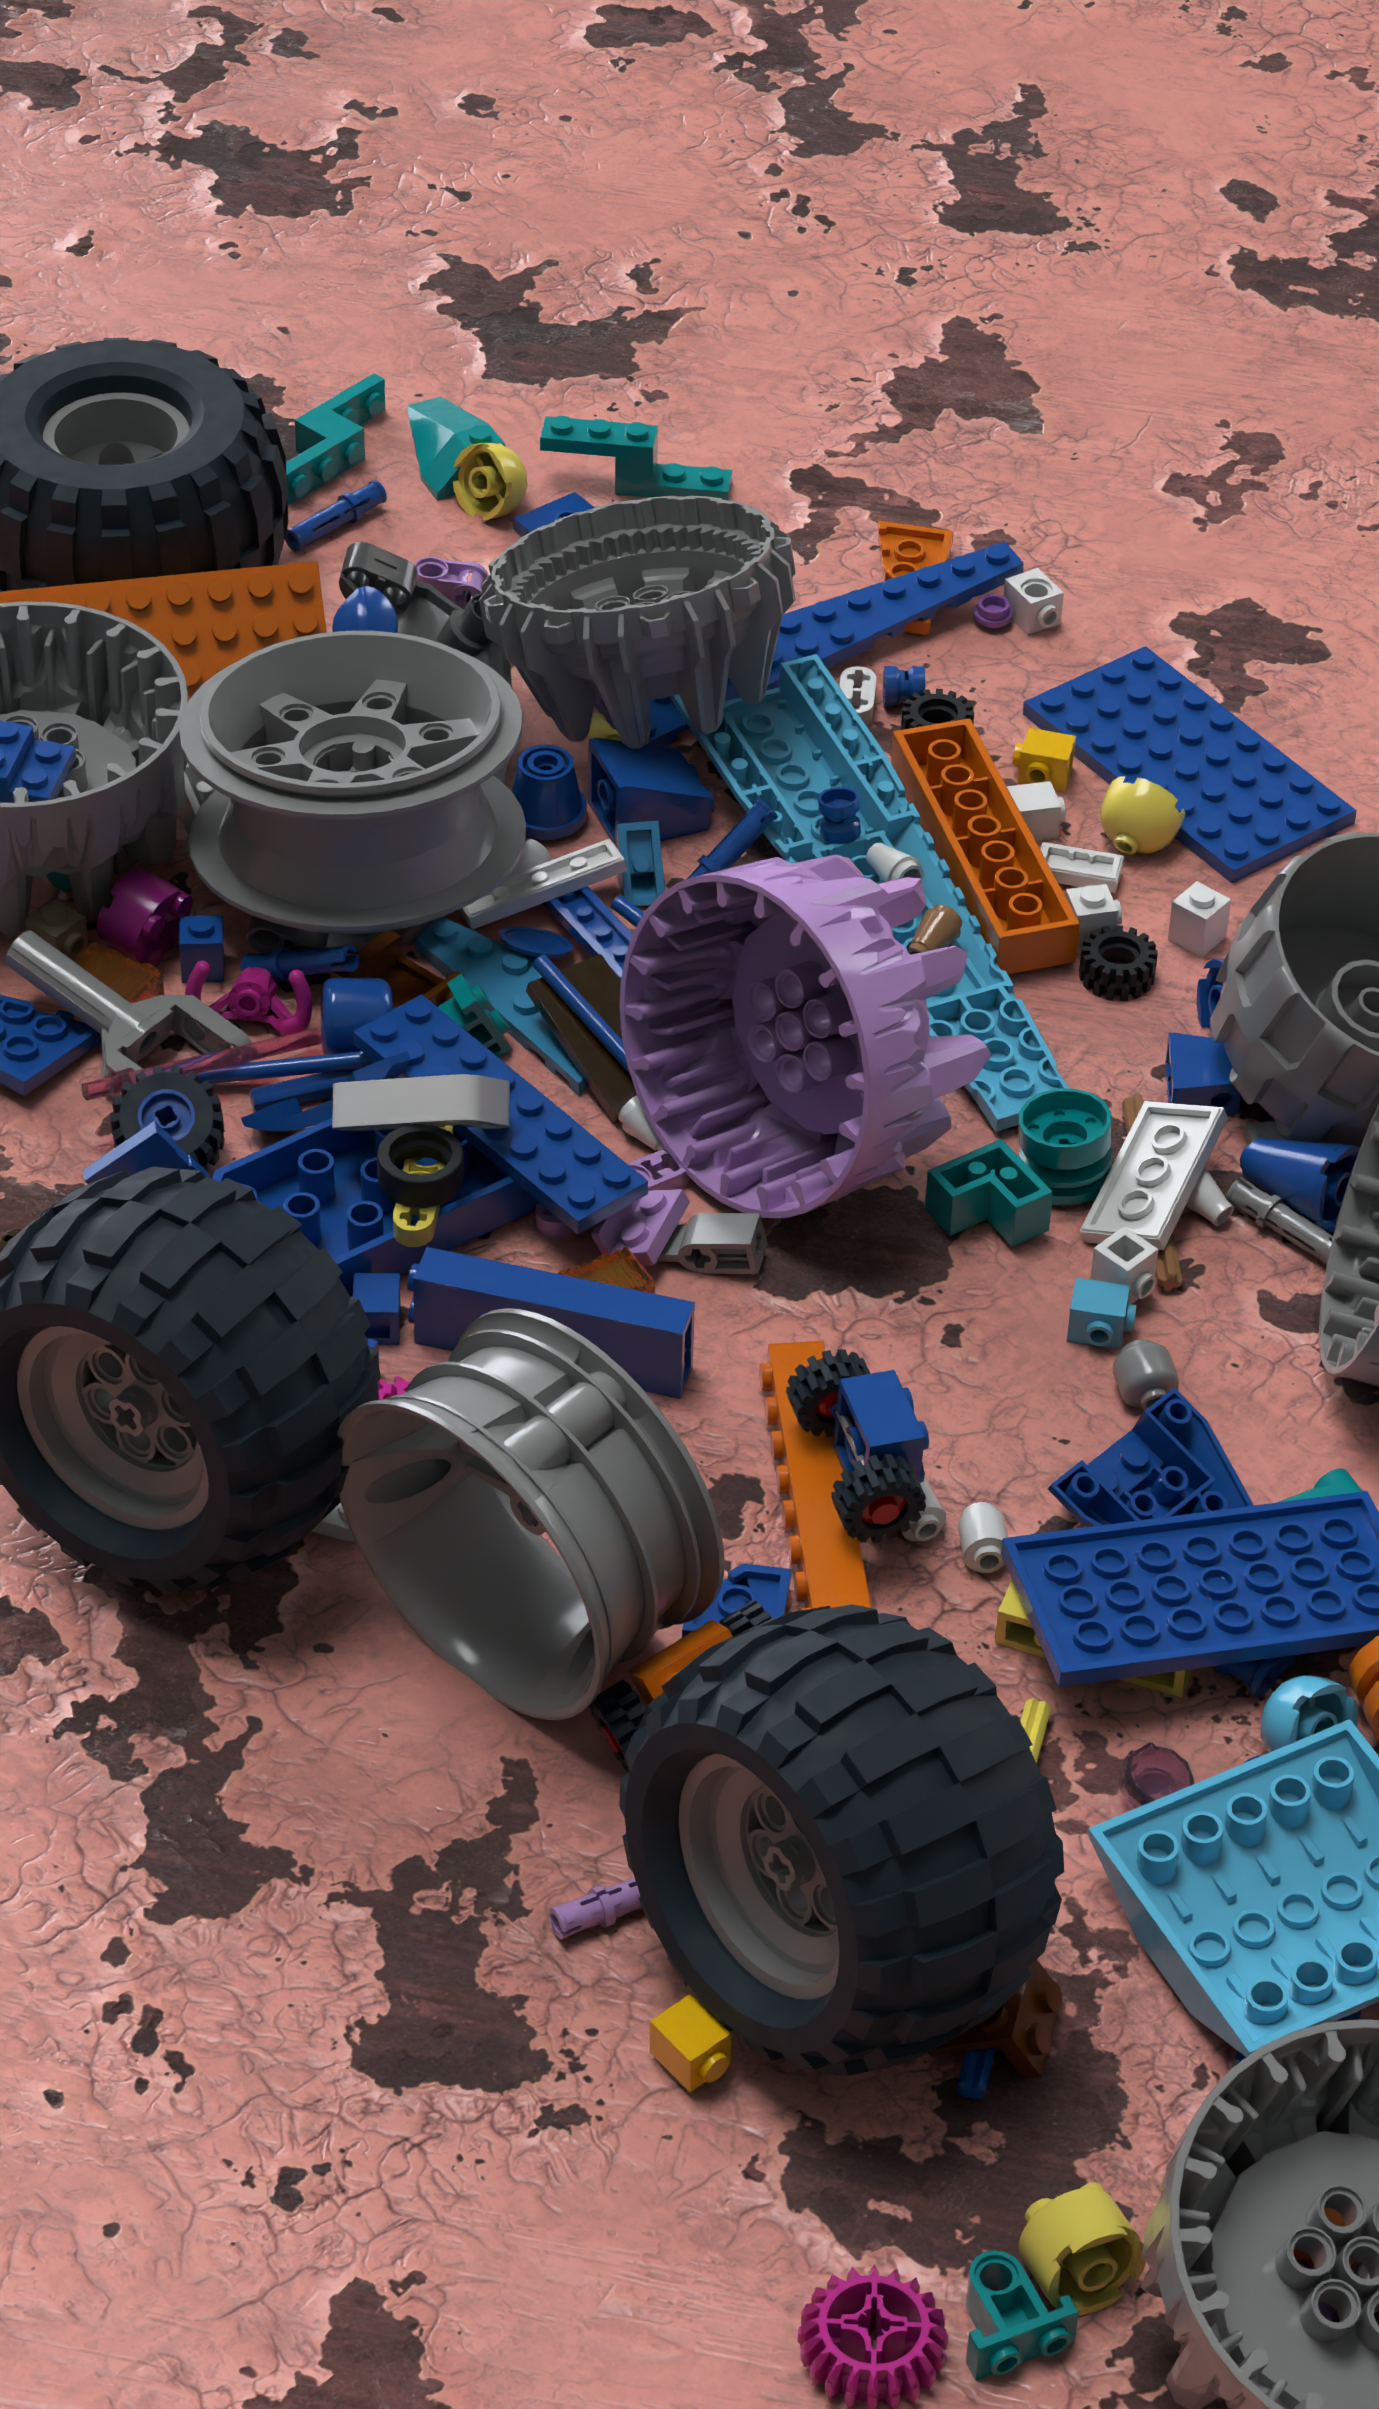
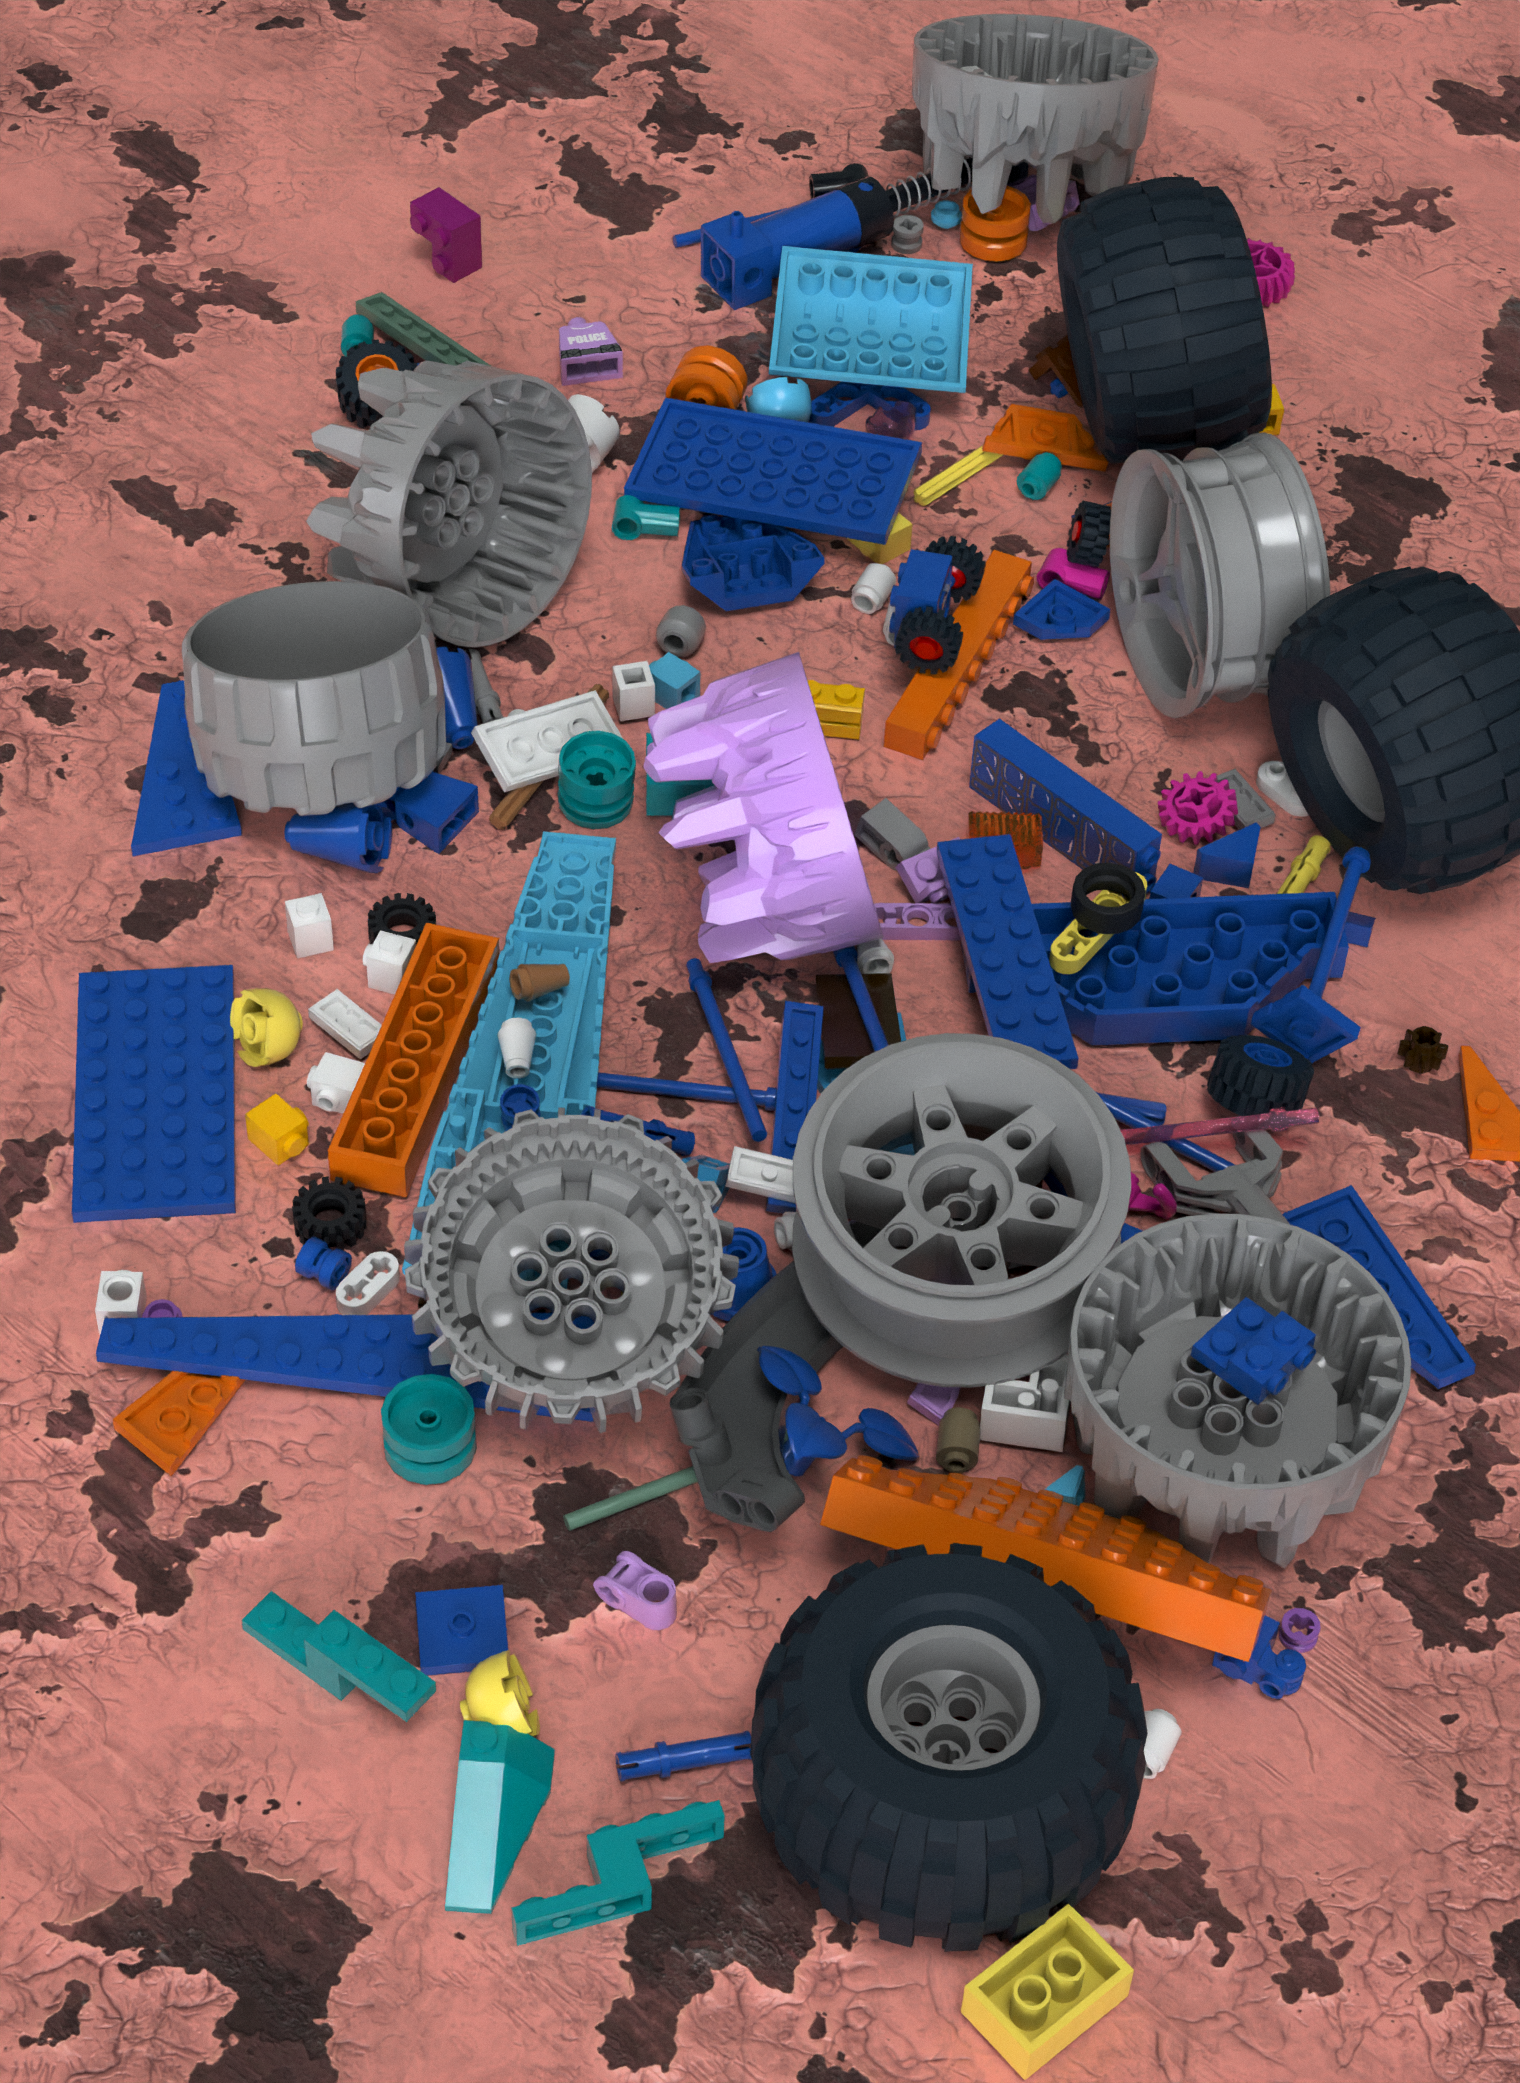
camera: 150 degrees left, 5 degrees up
(288, 1114) = (1121, 1040): blue slope -> none
(425, 1100) = (1084, 937): white beam -> none
(911, 1345) = (839, 708): none -> yellow brick

